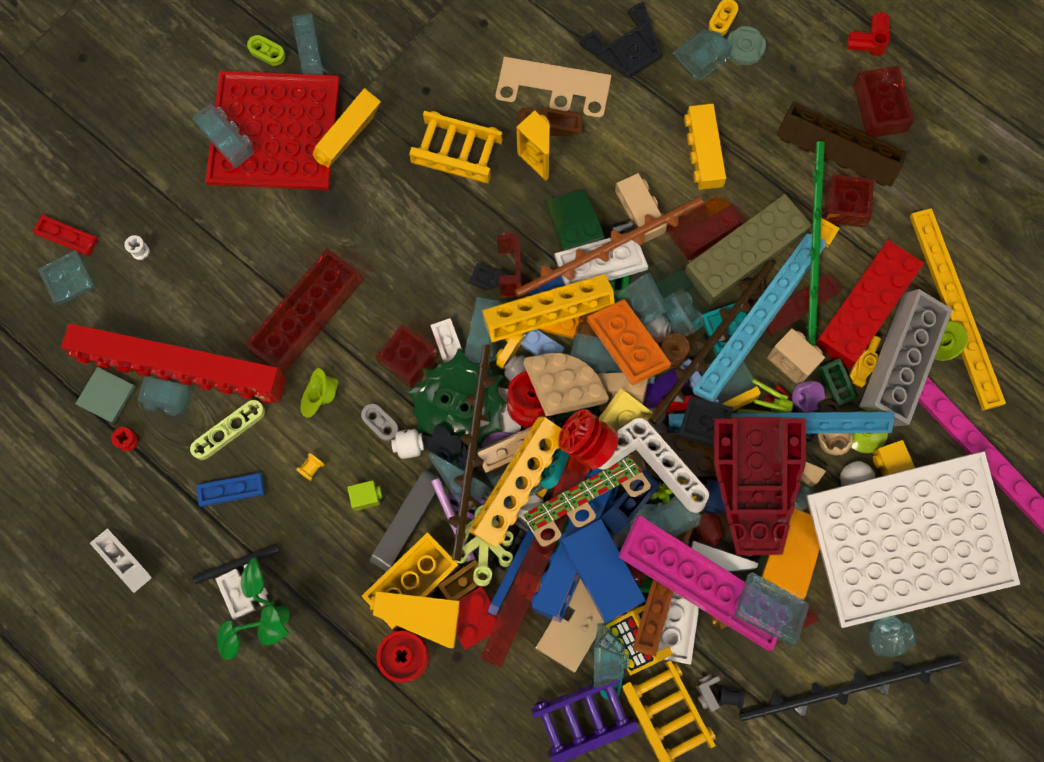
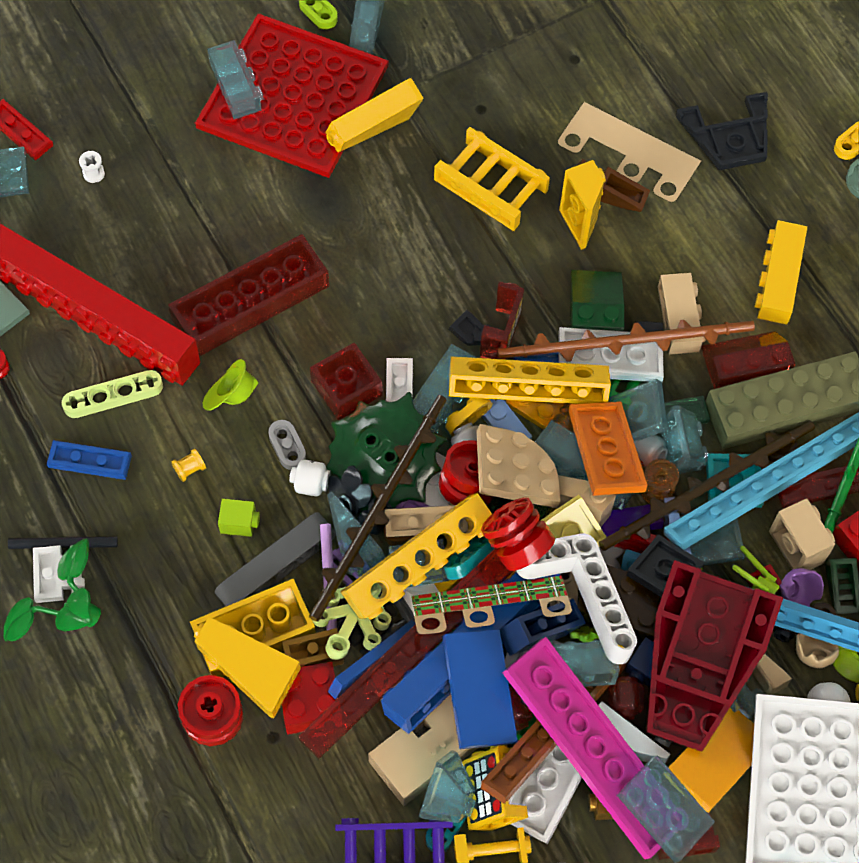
camera: 15 degrees right, 10 degrees down
(164, 396) = (57, 332): clear light blue brick -> none
(704, 53) = (818, 171): clear light blue slope -> none
(743, 399) = (722, 564): yellow tile -> none

